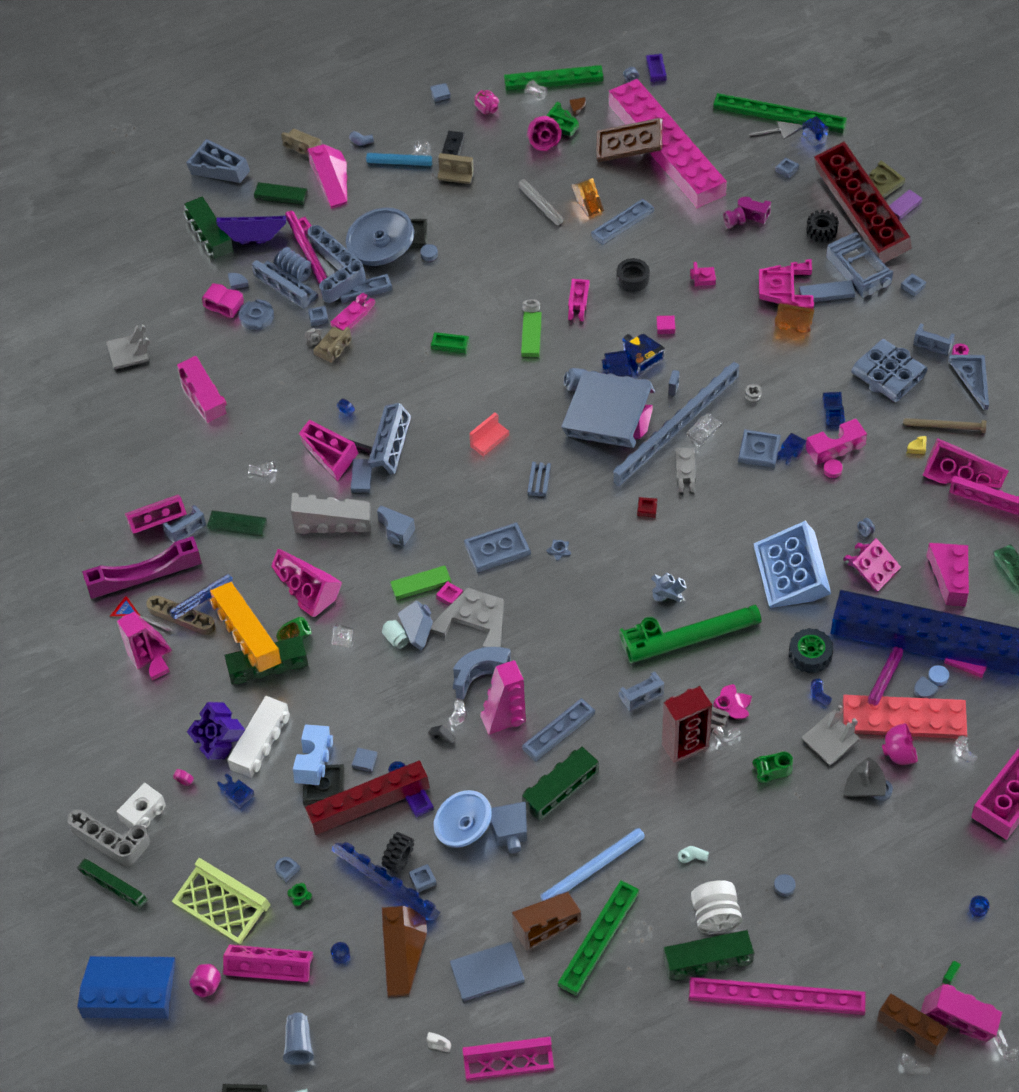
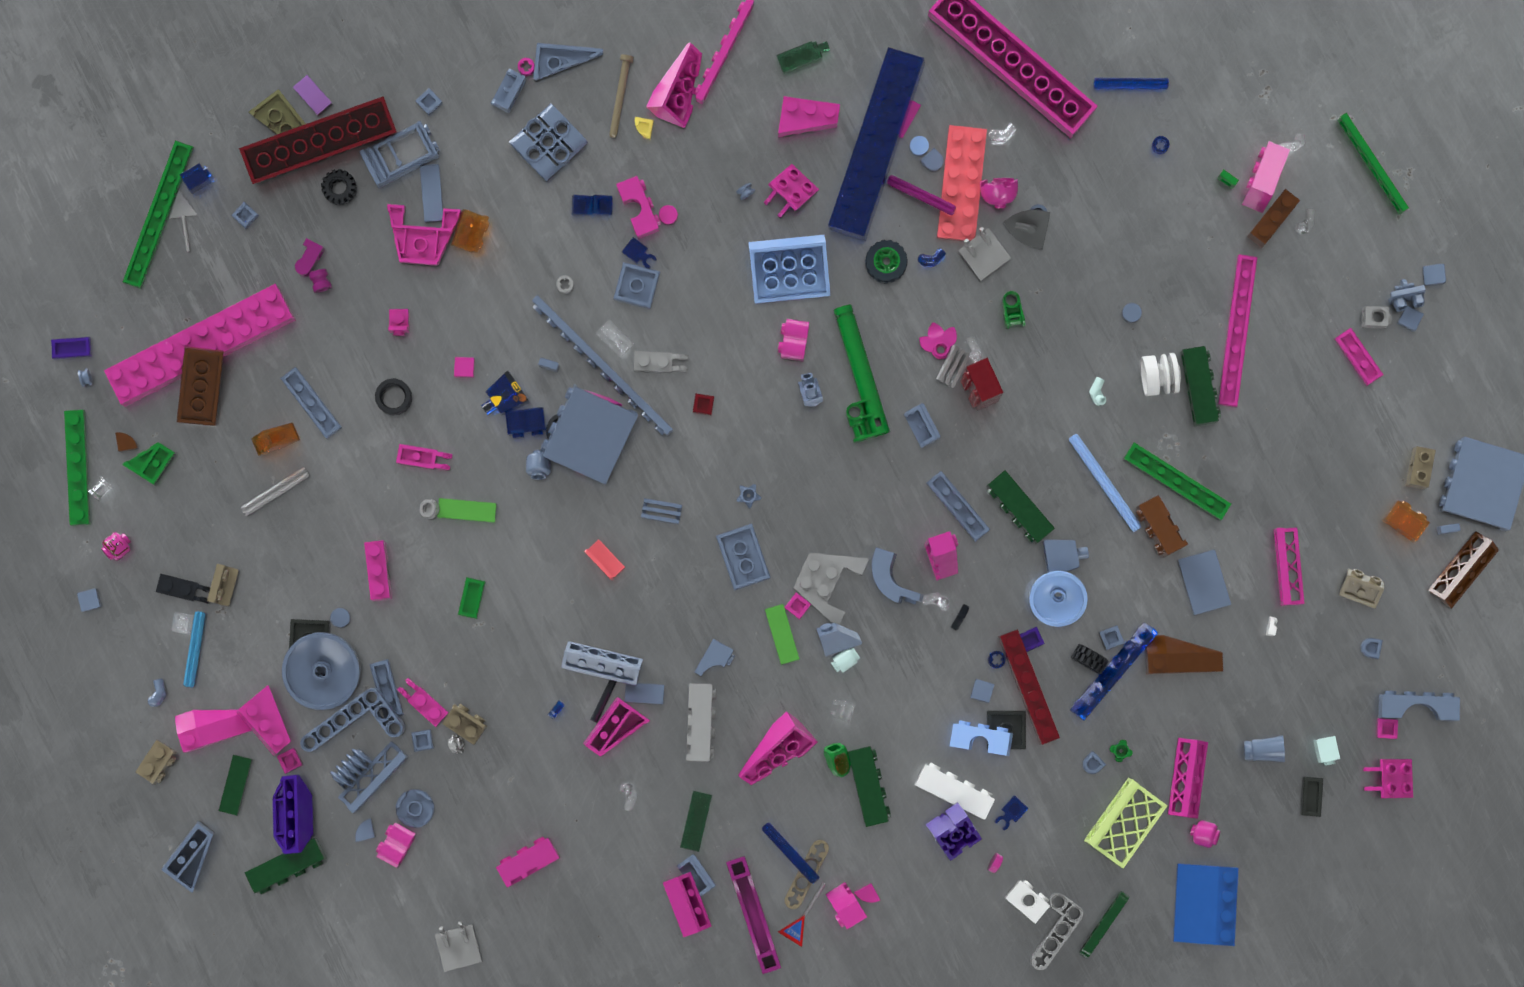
camera: 90 degrees left, 30 degrees up
(245, 627) = (837, 806): light orange brick -> none
(305, 246) = (329, 752): dark pink axle -> none
(335, 202) = (265, 721): none -> dark pink wedge
(340, 946) = (1180, 707): clear blue bush -> none
(459, 270) = (377, 570): none -> dark pink arch
(543, 133) = (173, 482): dark pink cylinder -> none
(719, 575) = (794, 339): none -> dark pink brick

